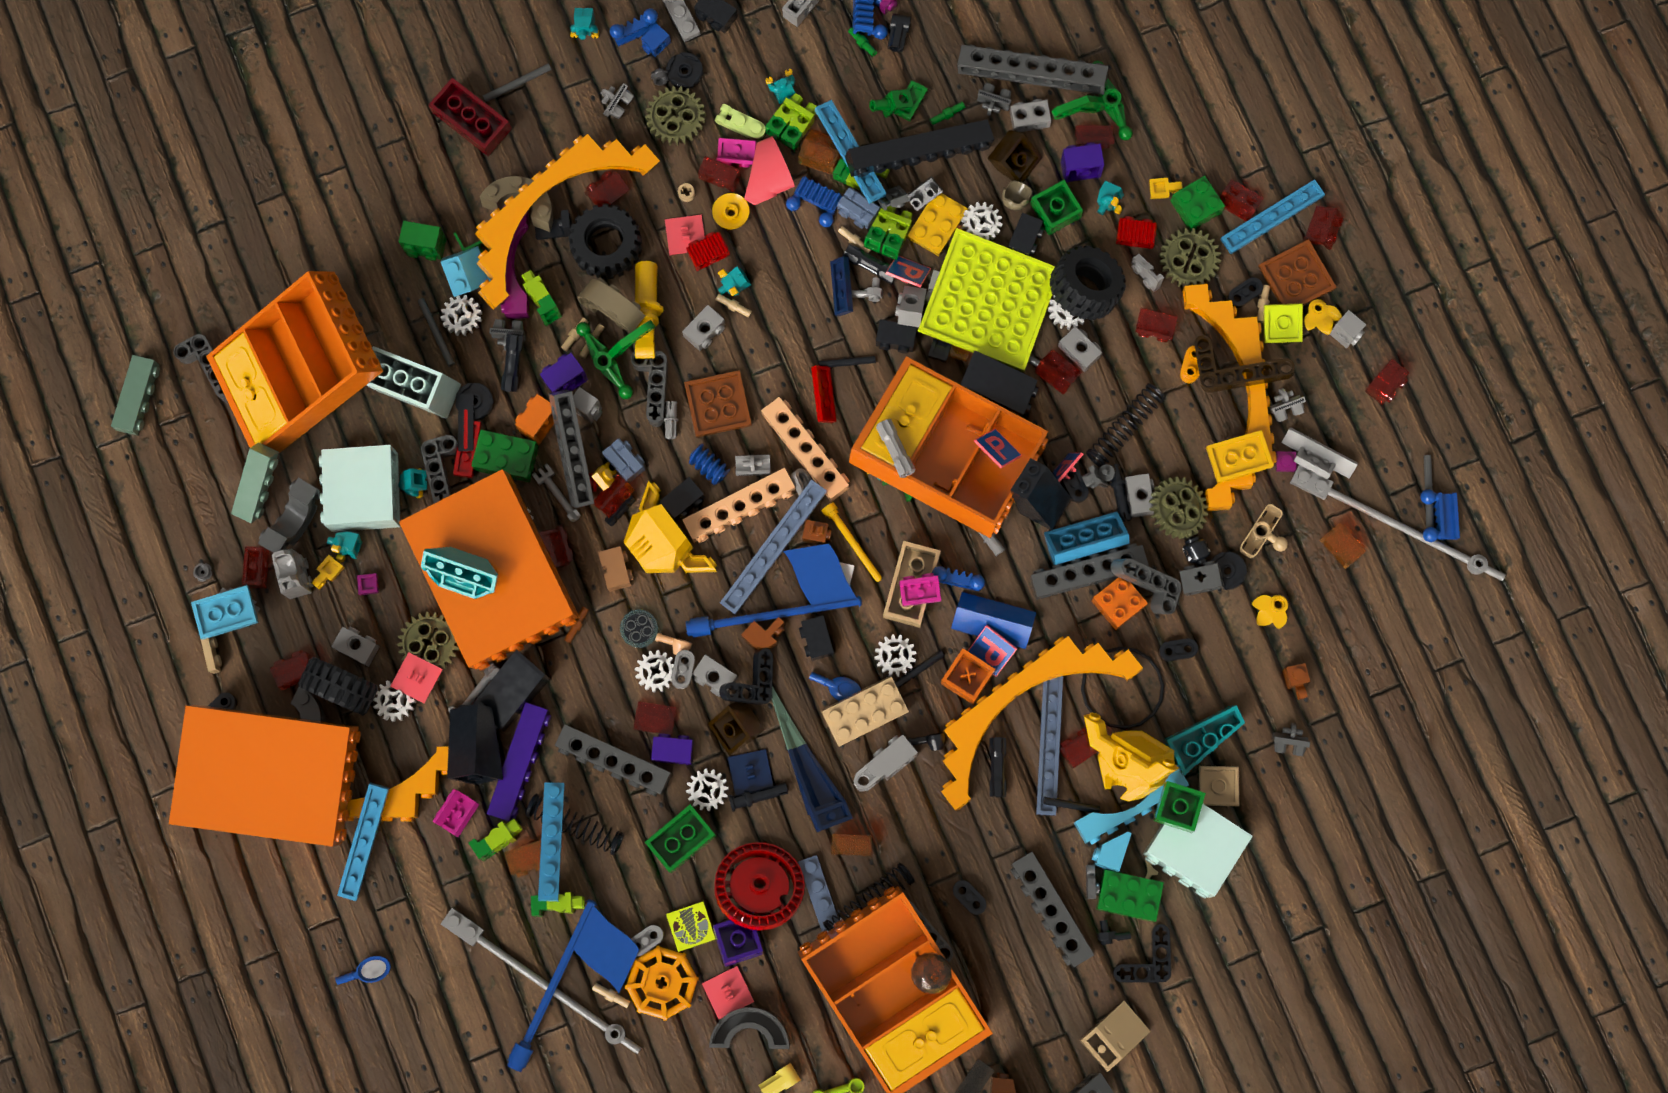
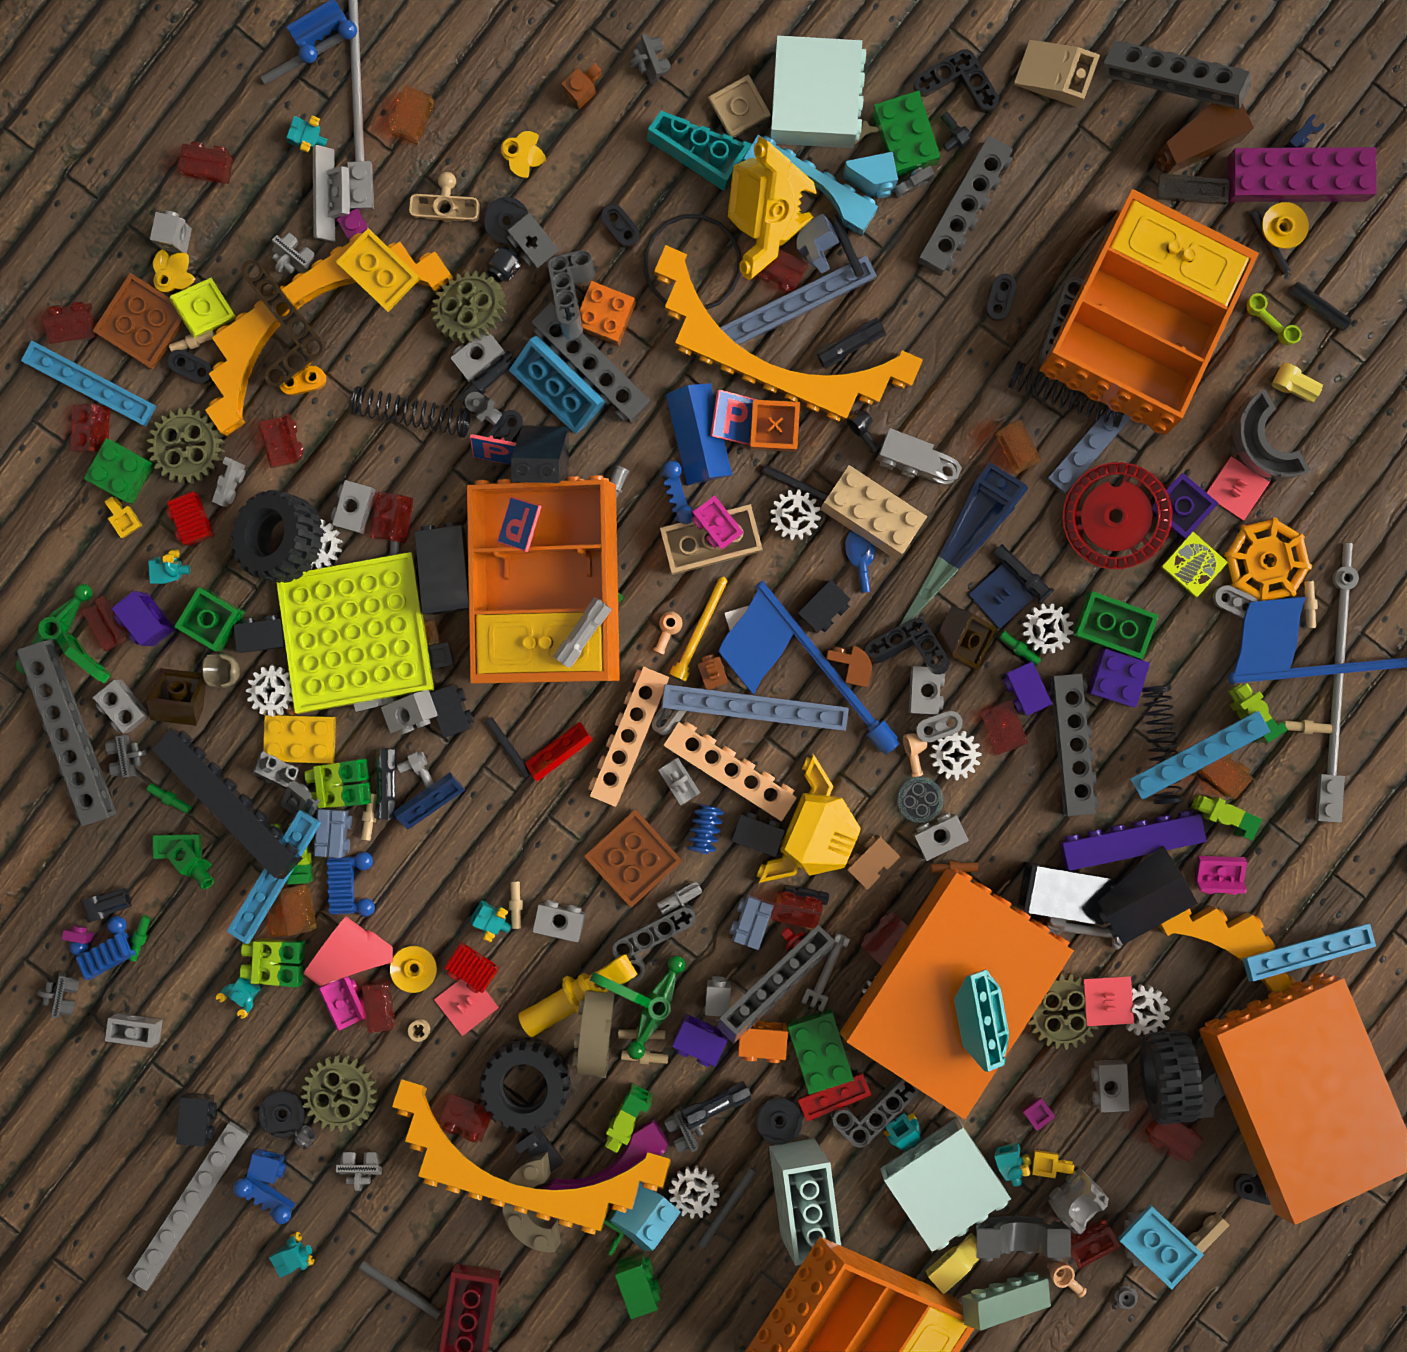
camera: 125 degrees left, 10 degrees up
(242, 536) = (1063, 1276): none -> light nougat bar
(300, 461) = (953, 1264): none -> light yellow piece
(465, 422) = (808, 1115): black sticker -> none
(523, 940) = (1308, 727): none -> tan bar
(601, 615) = (954, 836): none -> light grey brick
(604, 476) = (782, 932): yellow plate -> none
(640, 819) = (1118, 678): none -> dark purple brick
(704, 763) = (1020, 648): none -> green bar
(741, 123) = (307, 1016): yellowish green plate -> none
(864, 517) = (667, 631): none -> light nougat bar
(908, 271) = (372, 738): piece -> none
(925, 967) = (1115, 278): clear smoke cylinder -> none
(1088, 783) = (816, 238): none -> sand blue brick
(1179, 807) = (794, 121): green brick -> none
(1369, 463) = (305, 134): none -> teal piece

